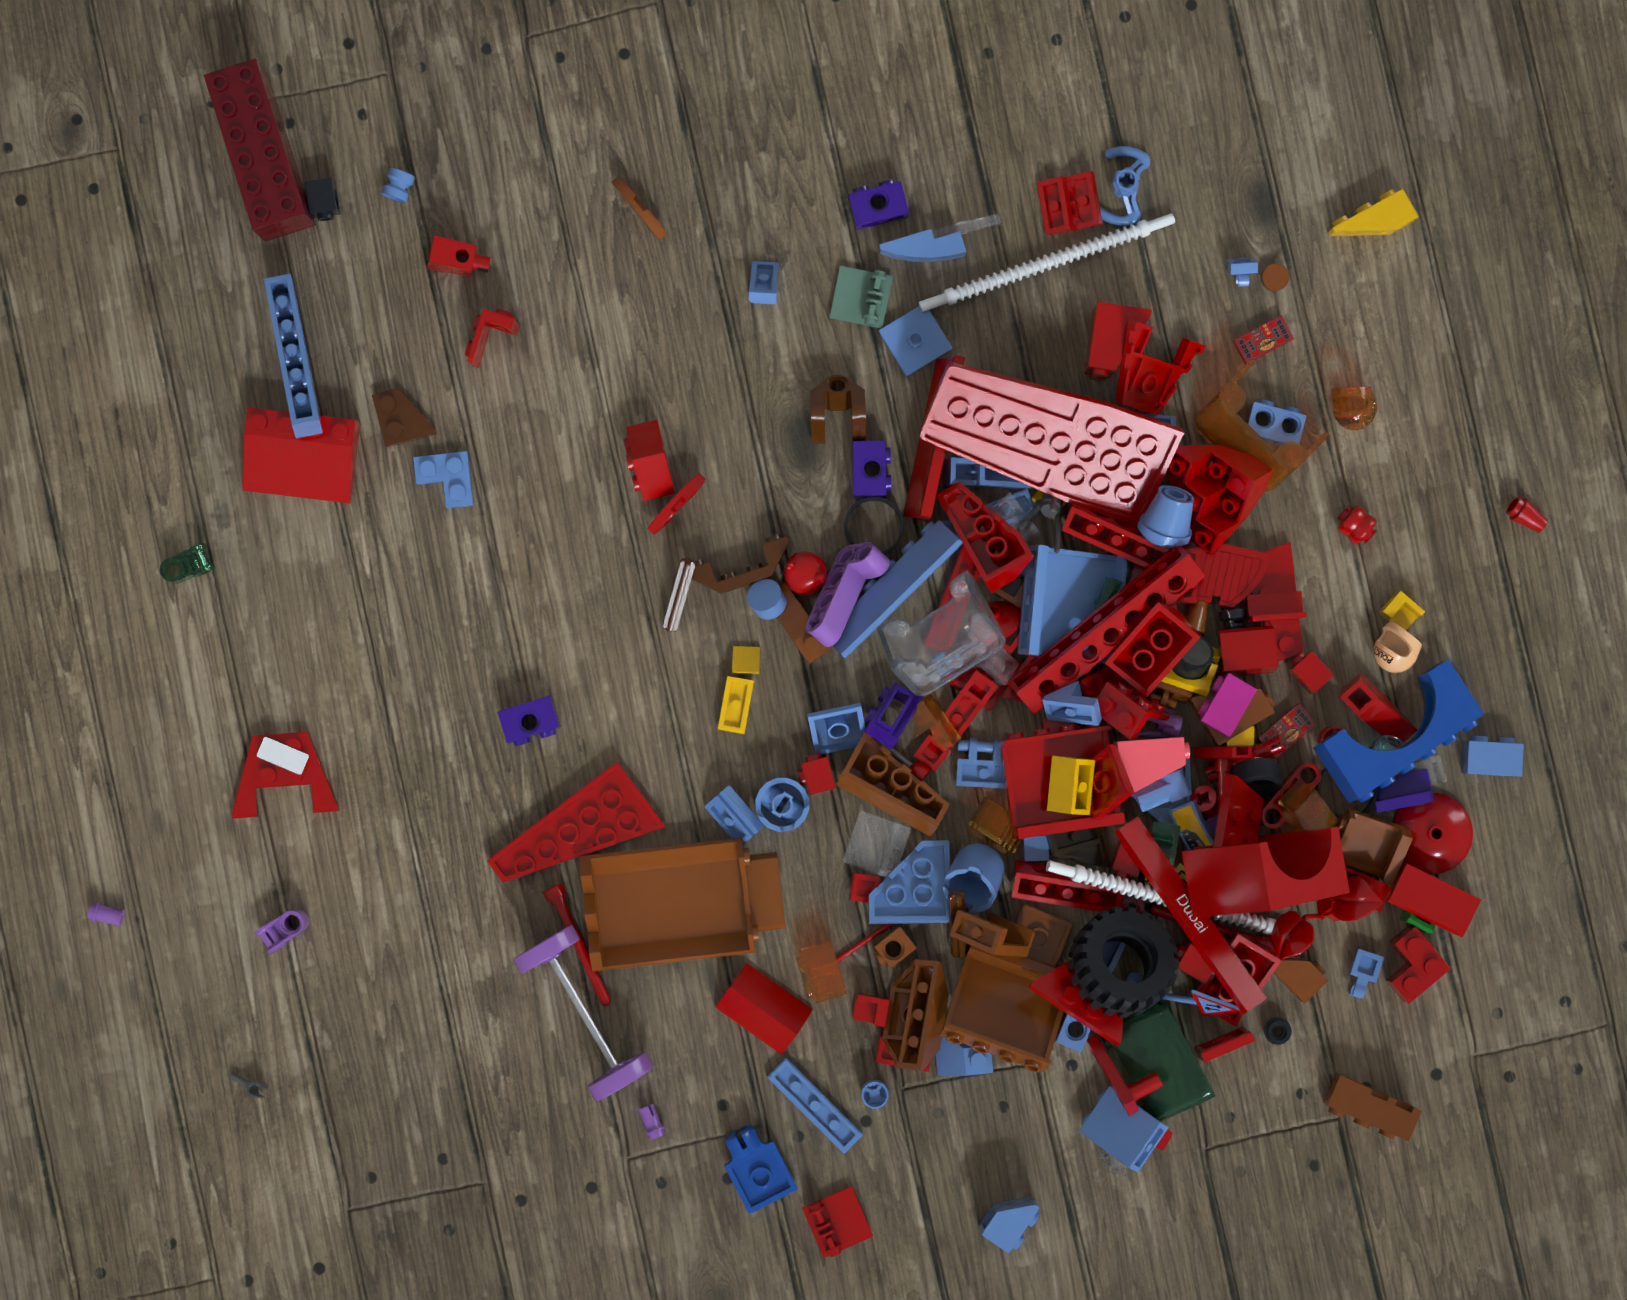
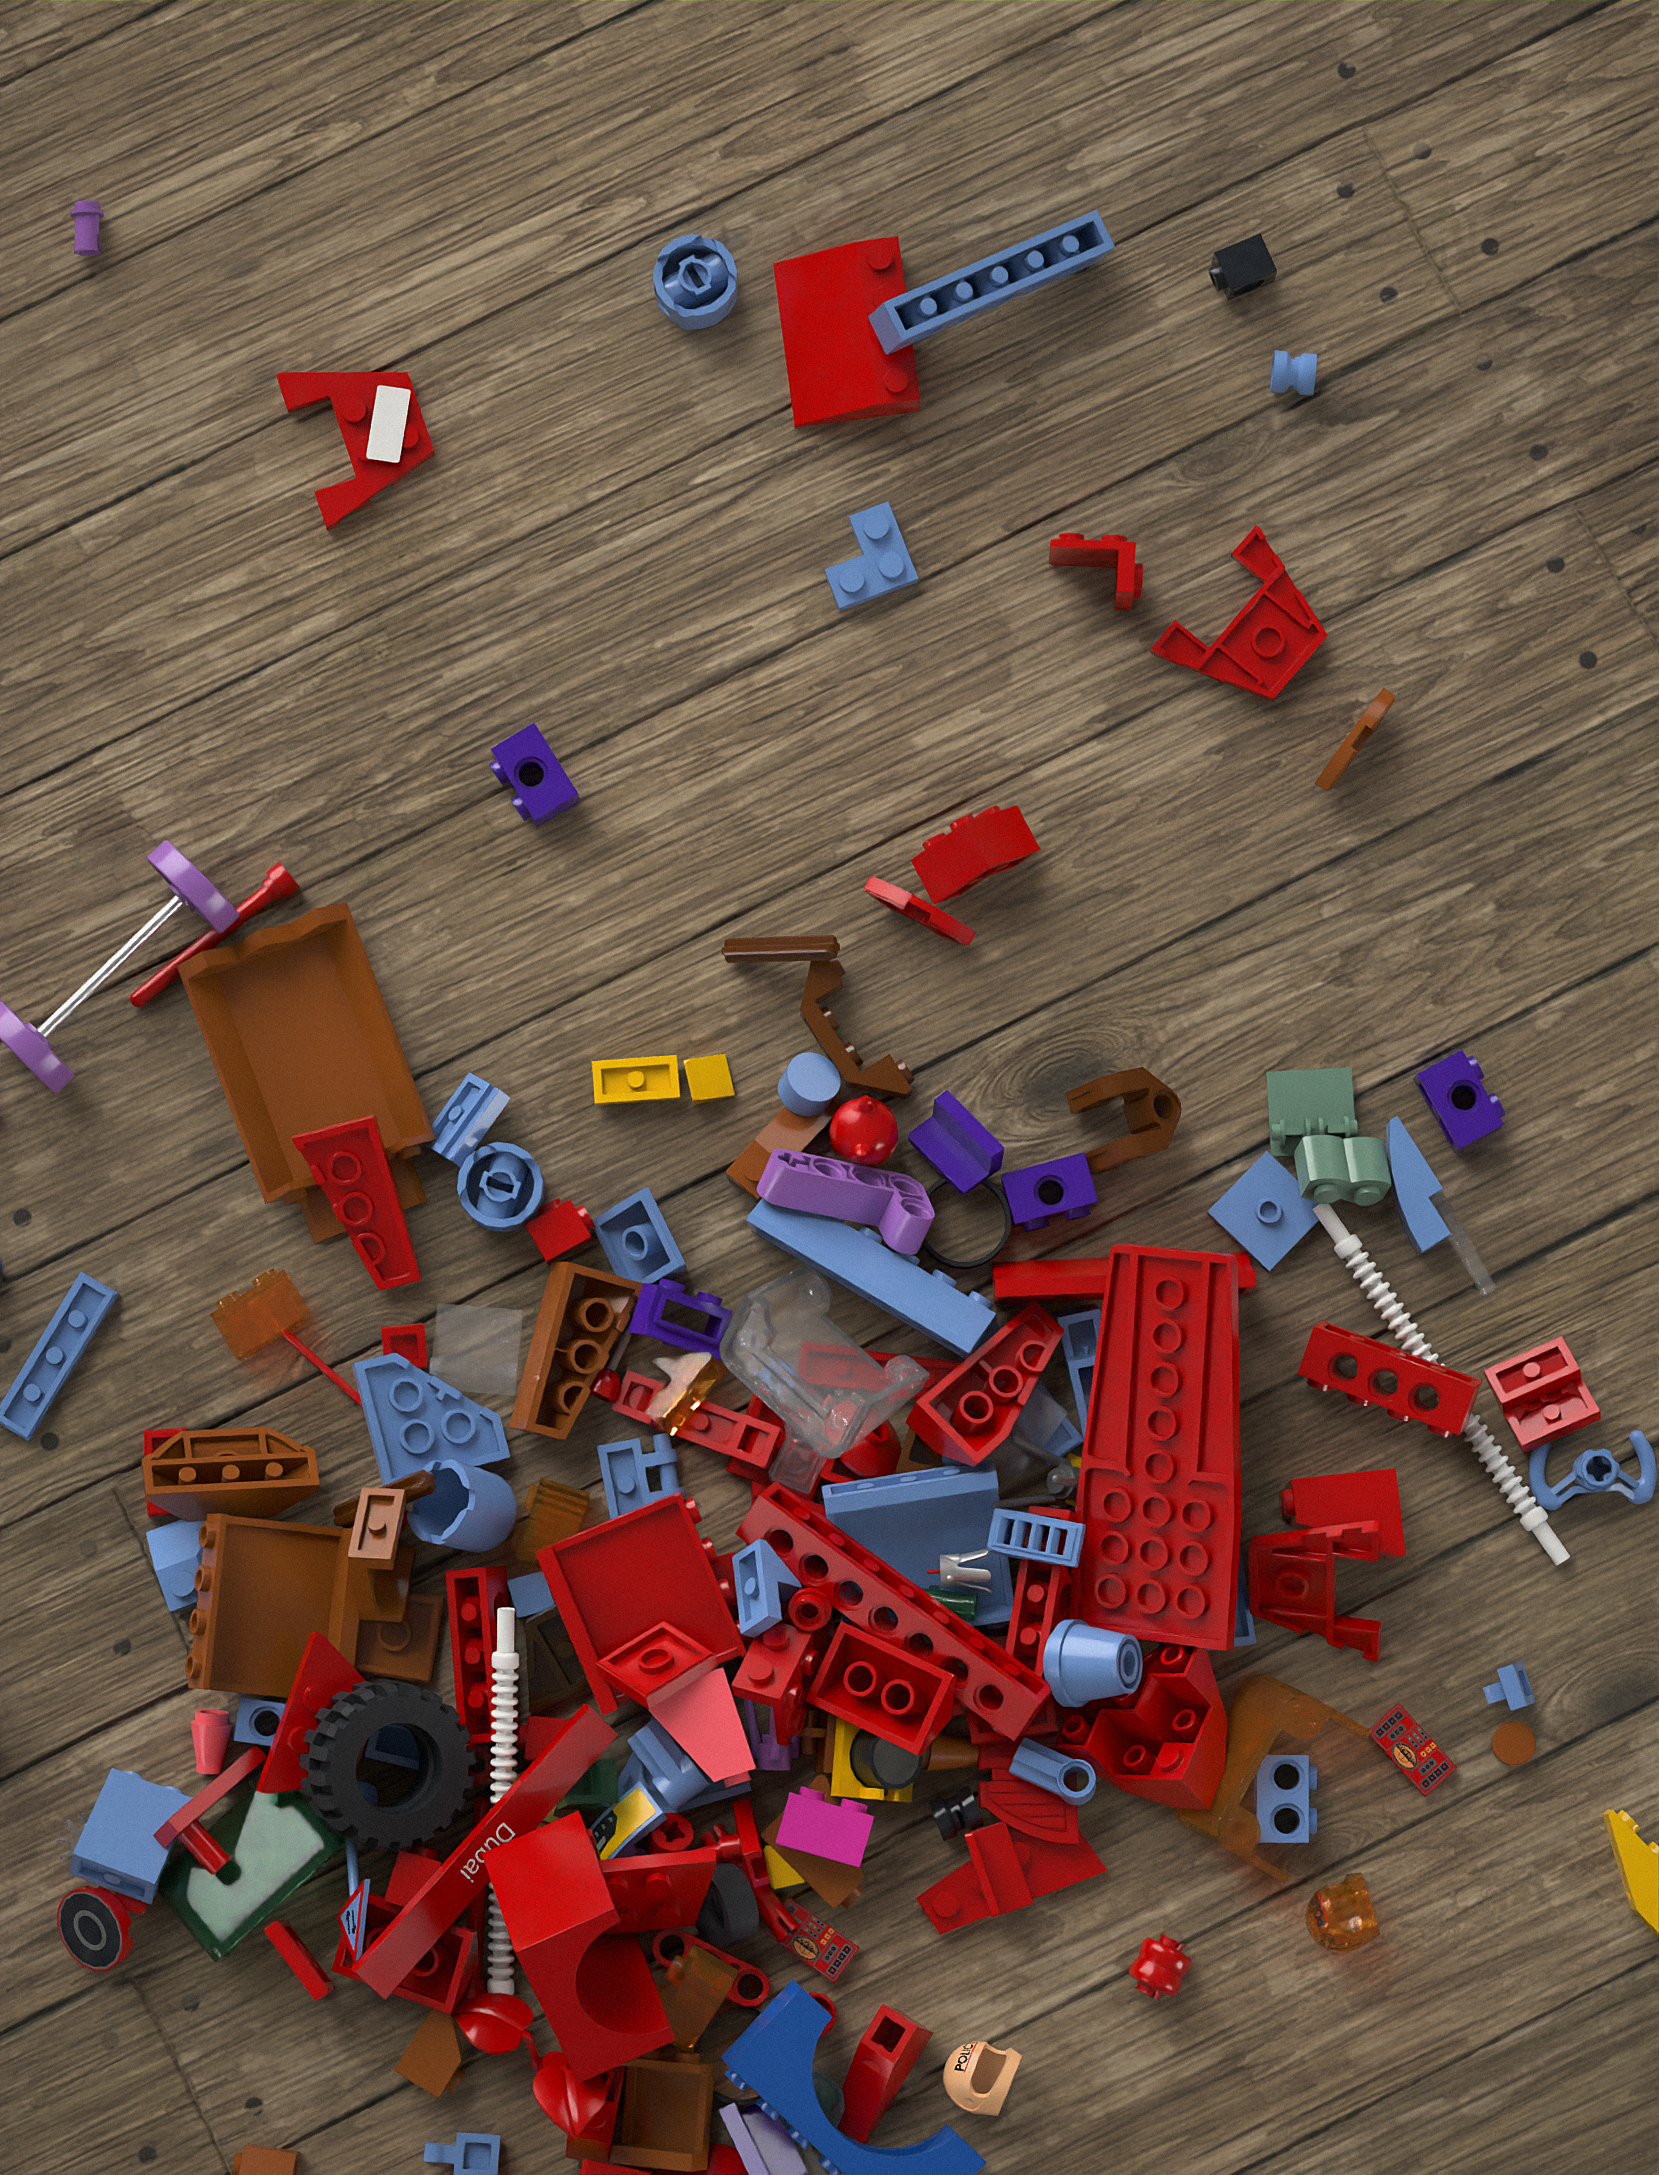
camera: 75 degrees right, 5 degrees down
(189, 564) = (644, 216): clear green piece -> none
(242, 540) = (695, 282): none -> medium blue brick
(259, 150) = (1289, 153): dark red brick -> none
(279, 932) = (122, 487): medium lavender piece -> none
(400, 418) = (941, 467): reddish brown wing -> none
(444, 254) = (1206, 466): red torso -> none
(560, 246) = (1266, 638): none -> red wing
(592, 819) = (407, 907): red wing -> none
(763, 282) = (1293, 957): medium blue slope -> none
(764, 1008) = (184, 1241): red slope -> none
(766, 890) = (360, 1185): none -> red wing
(827, 518) = (957, 1145): none -> dark purple panel
(871, 1009) = (222, 1403): red panel -> none
(876, 1097) = (87, 1438): medium blue wheel -> none
(901, 937) = (339, 1427): dark orange brick -> none
(903, 287) = (1342, 1169): none -> sand green brick
(1024, 296) = (1455, 1390): none -> red brick
(1071, 785) = (638, 1615): yellow brick -> none
(1073, 1065) = (210, 1739): none -> coral cone
(1074, 552) = (1001, 1531): none -> medium blue slope
(1092, 588) = (953, 1575): none -> flat silver piece
(1098, 683) = (809, 1620): none -> red plate
(1172, 1164) = (94, 1927): none -> tile
(1223, 560) = (1049, 1770): none -> medium blue piece
(1247, 651) = (917, 1842): red slope -> none
(1285, 1034) = (328, 2047): black plate -> none
(1310, 671) = (912, 1949): red brick -> none
(1401, 610) = (1042, 2072): yellow panel -> none

